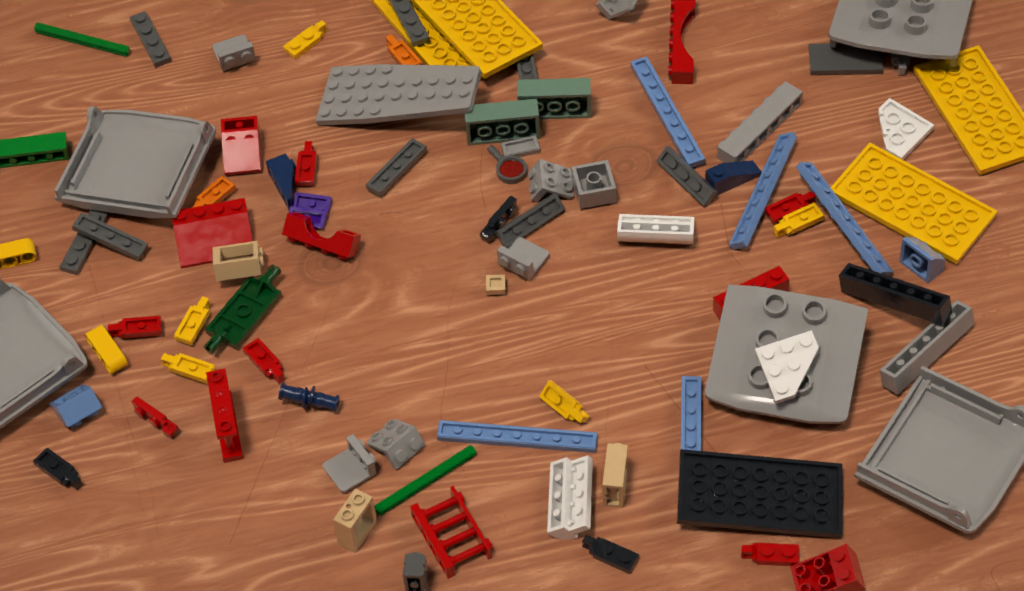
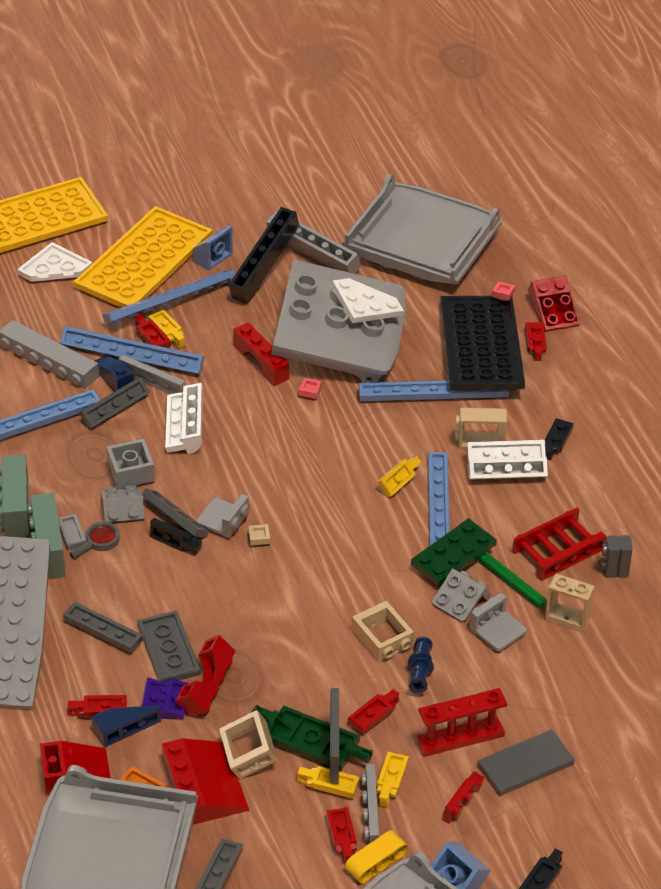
camera: 100 degrees left, 10 degrees down
(156, 349) = (370, 798): none -> light grey plate
(187, 474) = (525, 762): none -> dark grey tile
(219, 313) = (334, 735): none -> dark grey tile
(362, 385) = (375, 616): none -> tan window
(371, 214) = (169, 647): none -> dark grey tile
(448, 437) = (453, 550): none -> dark green plate
(699, 336) = (310, 388): none -> coral plate
(721, 207) = (153, 376): none -> light grey plate
(840, 520) = (503, 291): none -> coral plate

